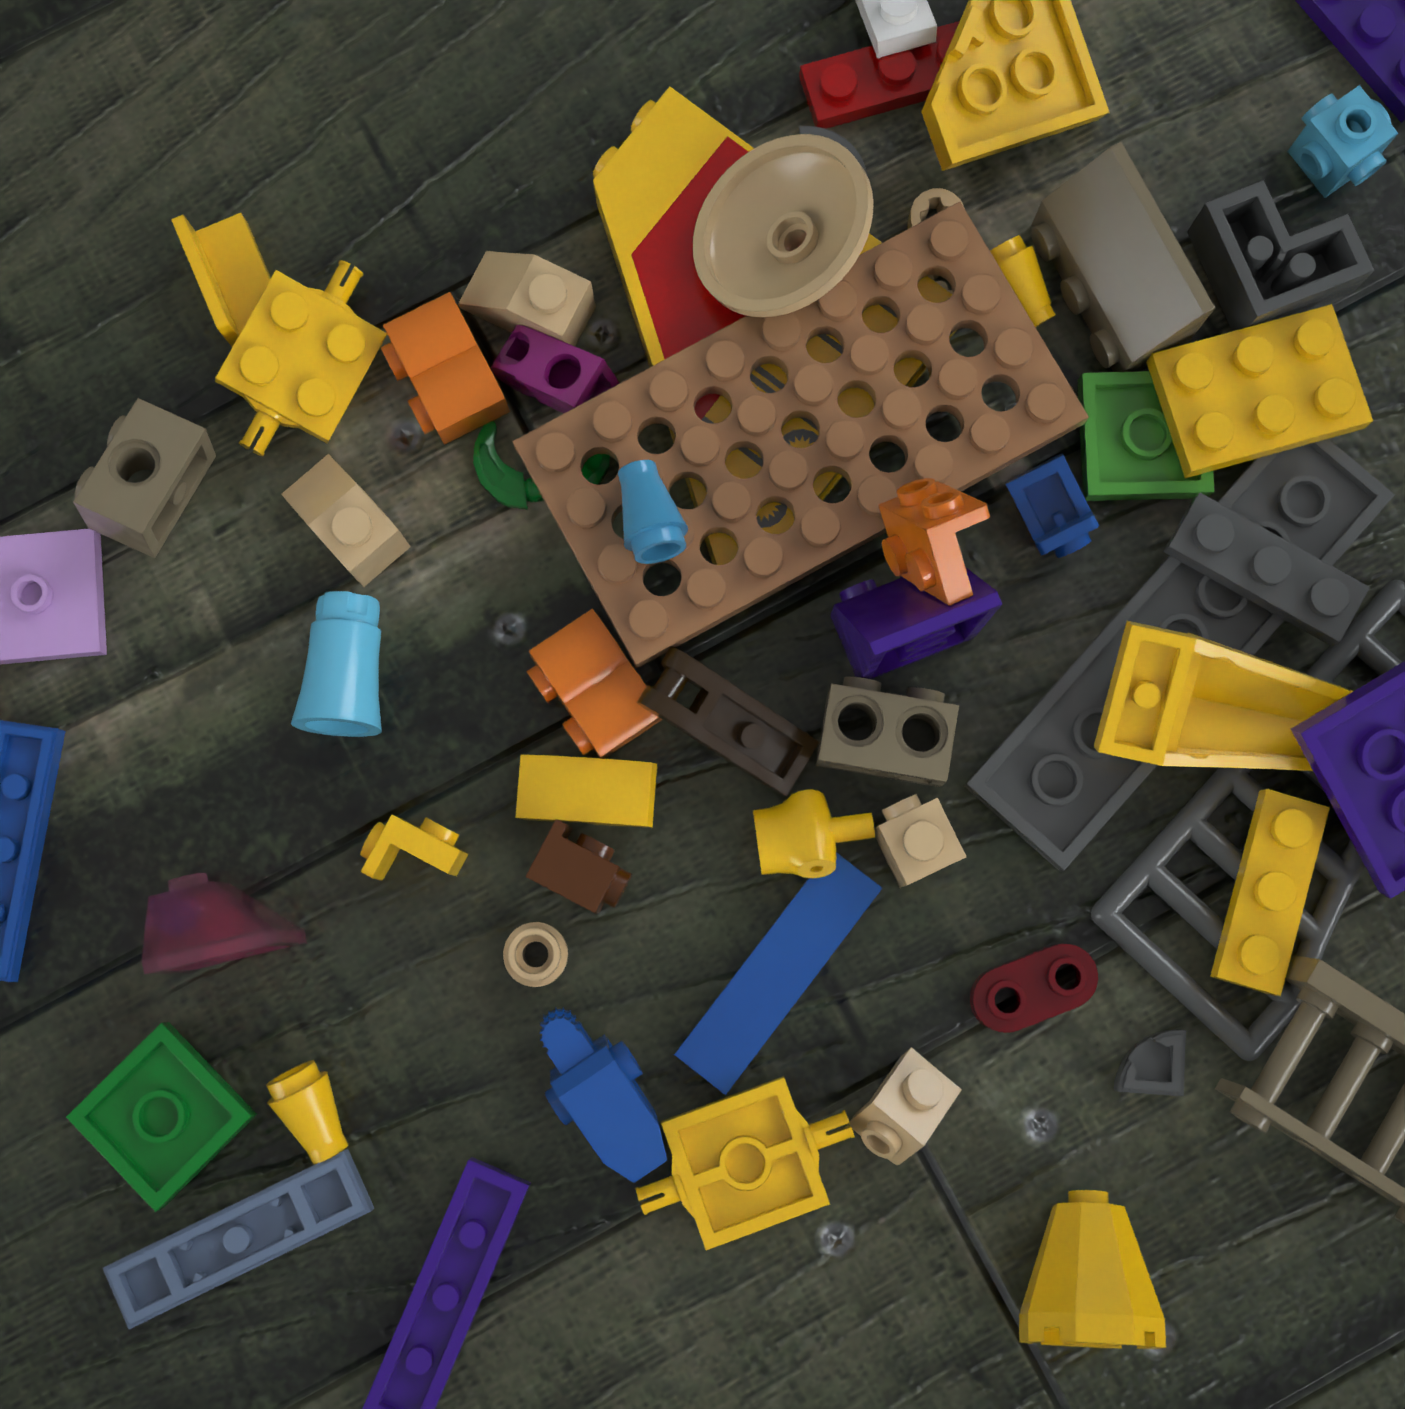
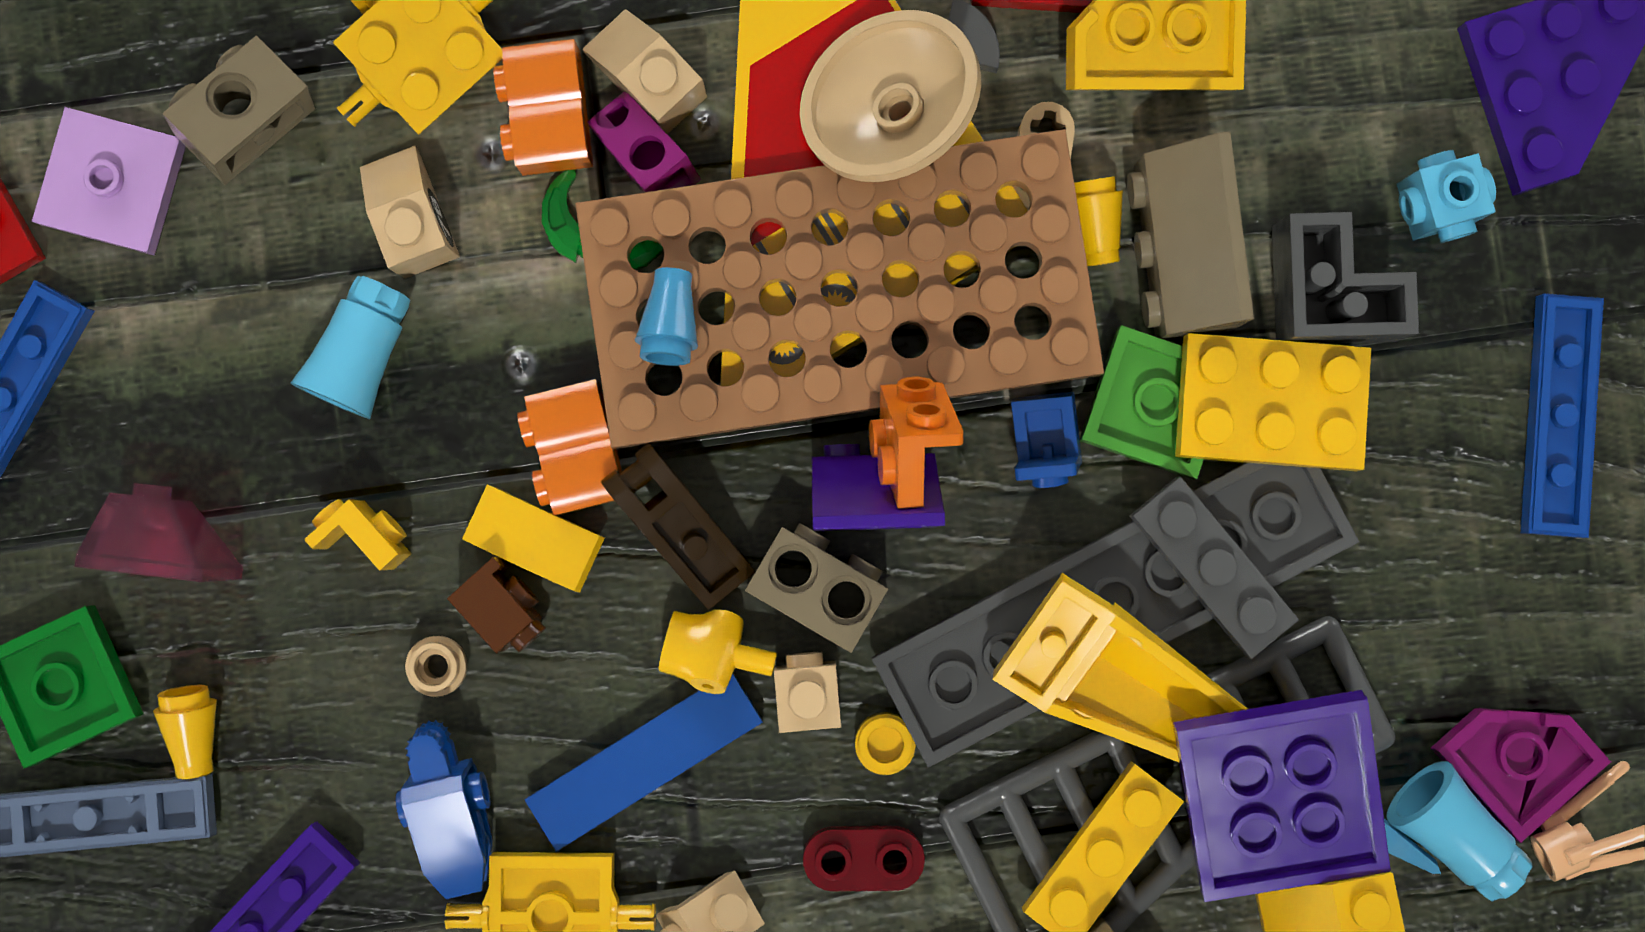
camera: 20 degrees right, 5 degrees up
(1010, 866) = (884, 743): none -> yellow tile

